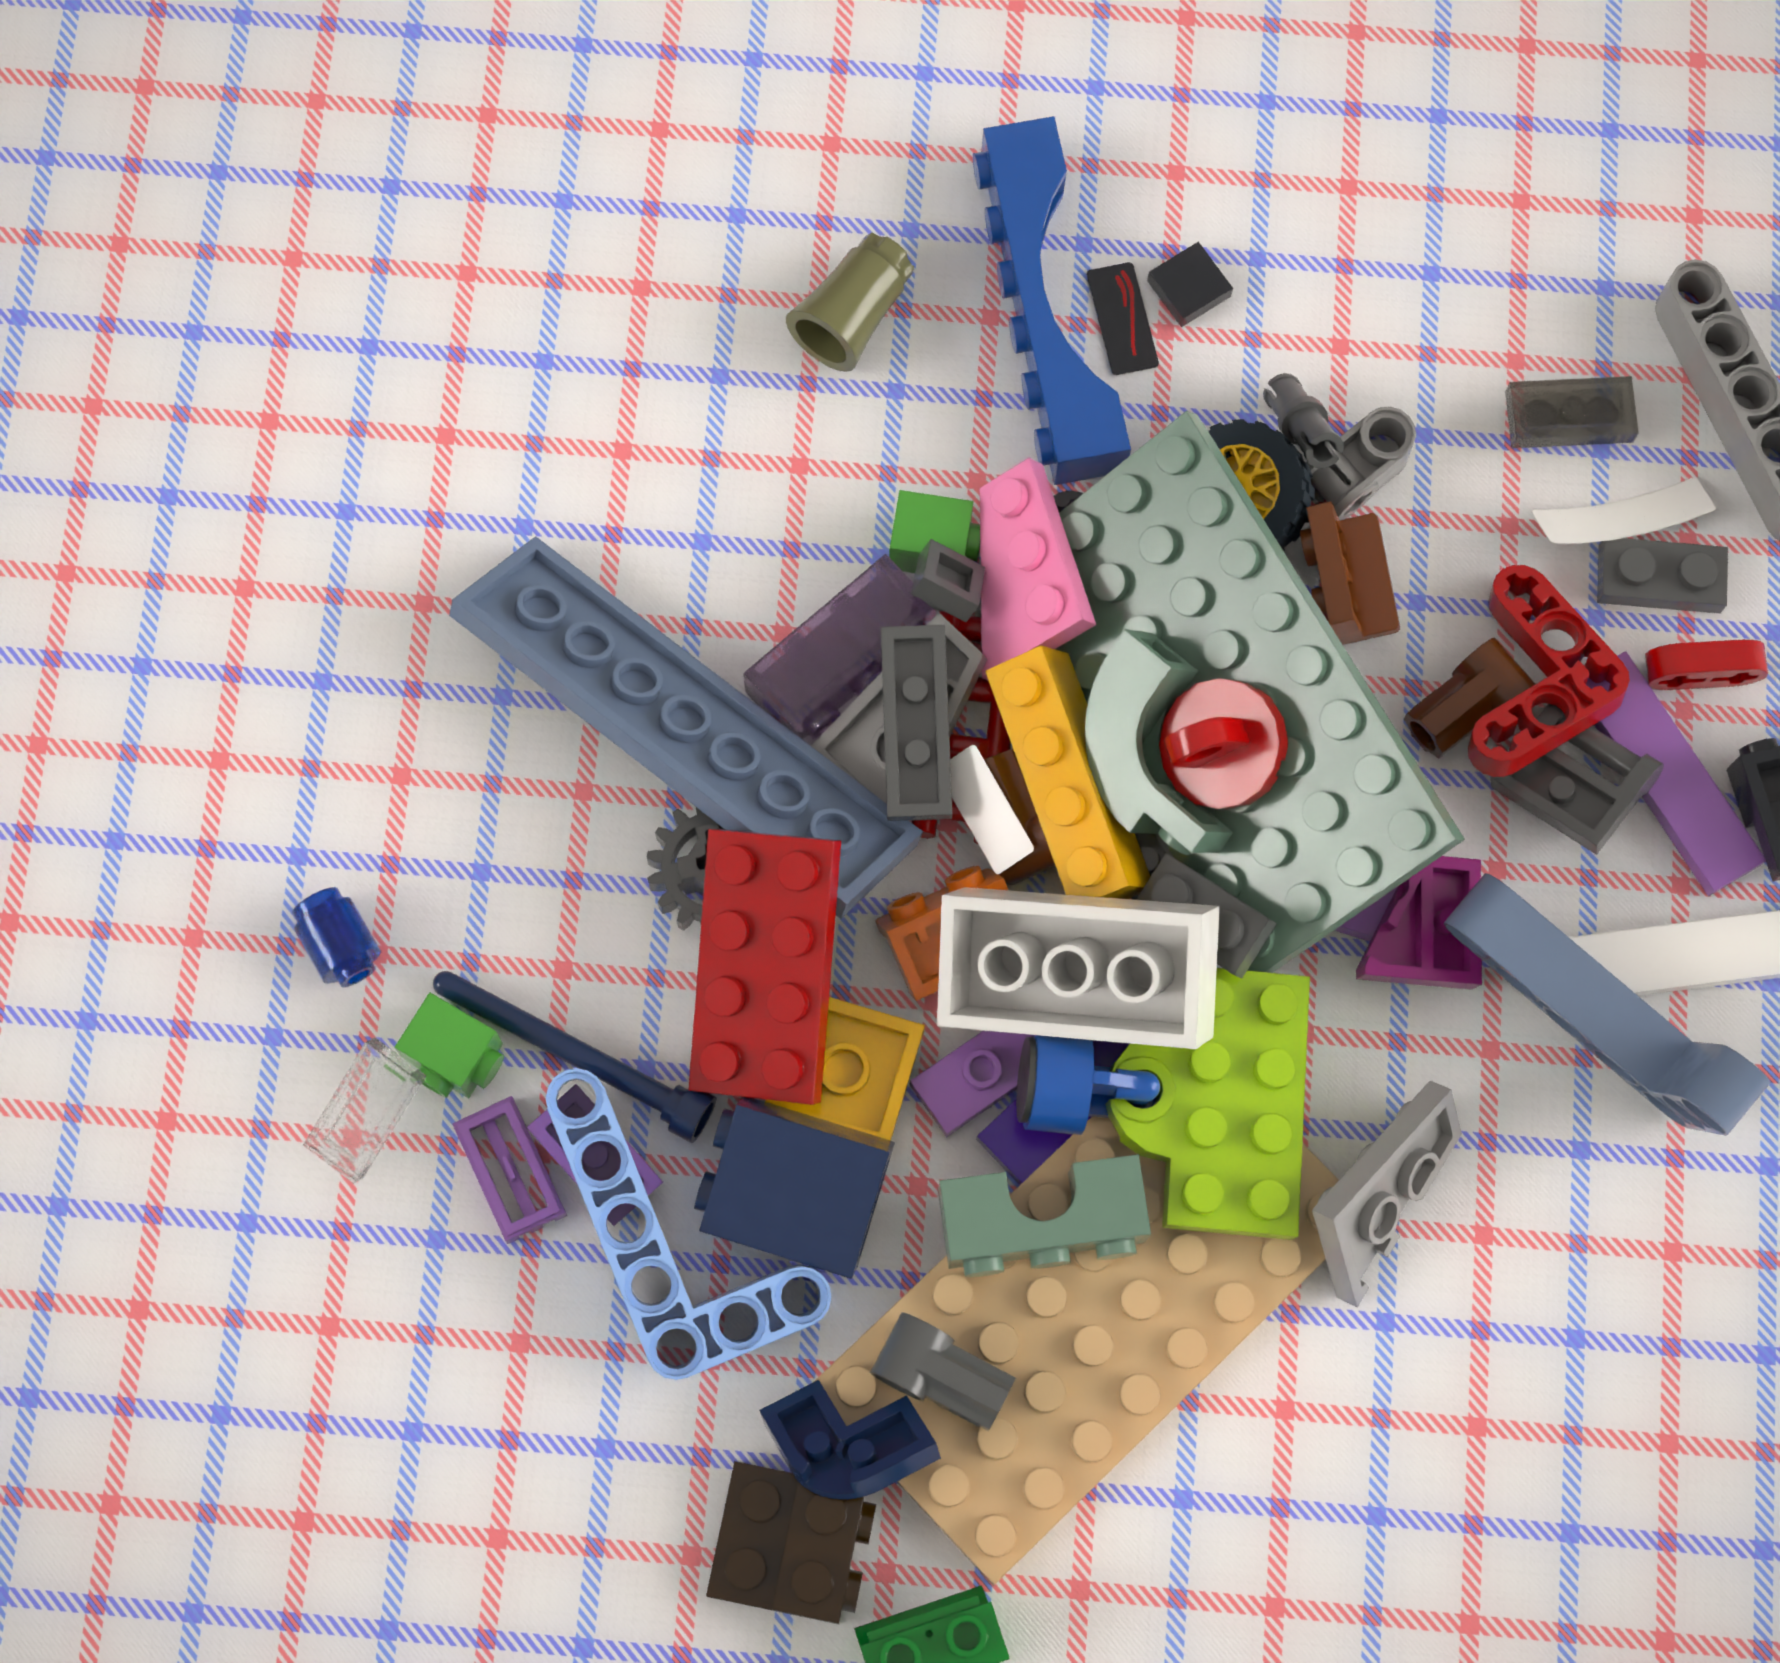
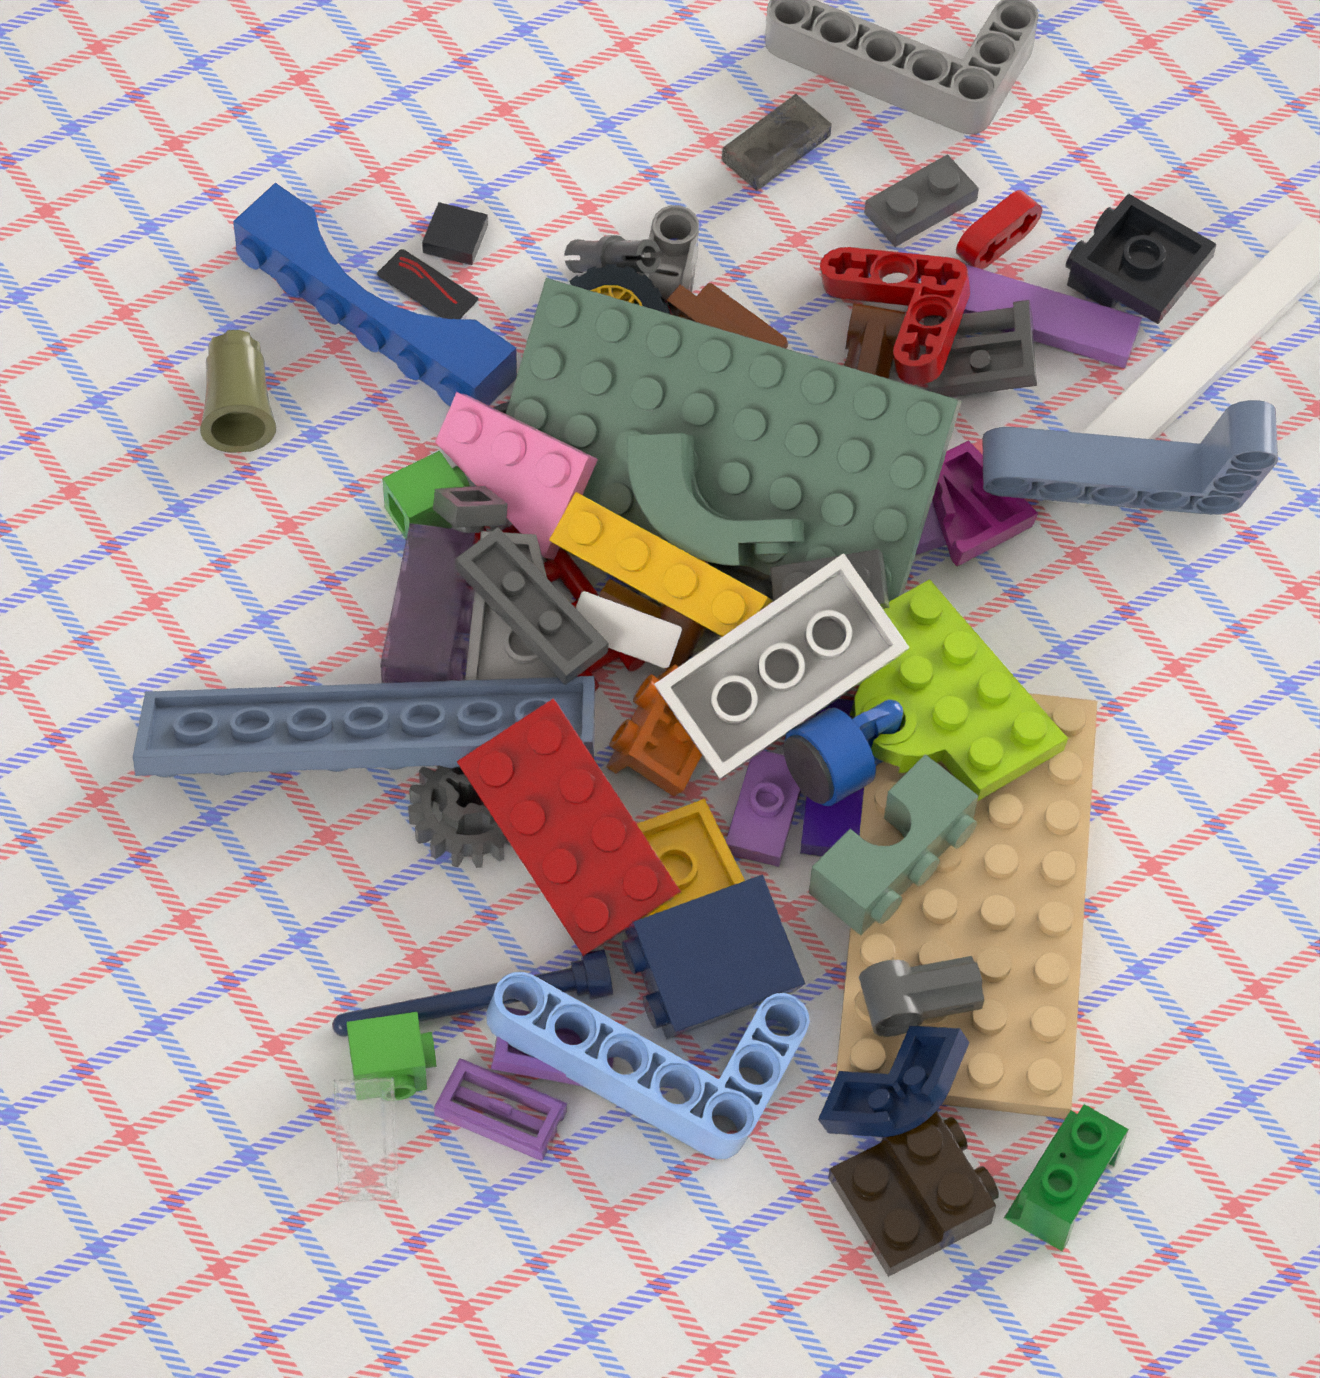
camera: 40 degrees left, 15 degrees down
(335, 937) = (240, 1047): clear blue brick -> none
(1223, 743) = (751, 464): tile -> none
(1365, 1205) = (1087, 668): light grey wing -> none
(1628, 516) = (870, 179): white sticker -> none

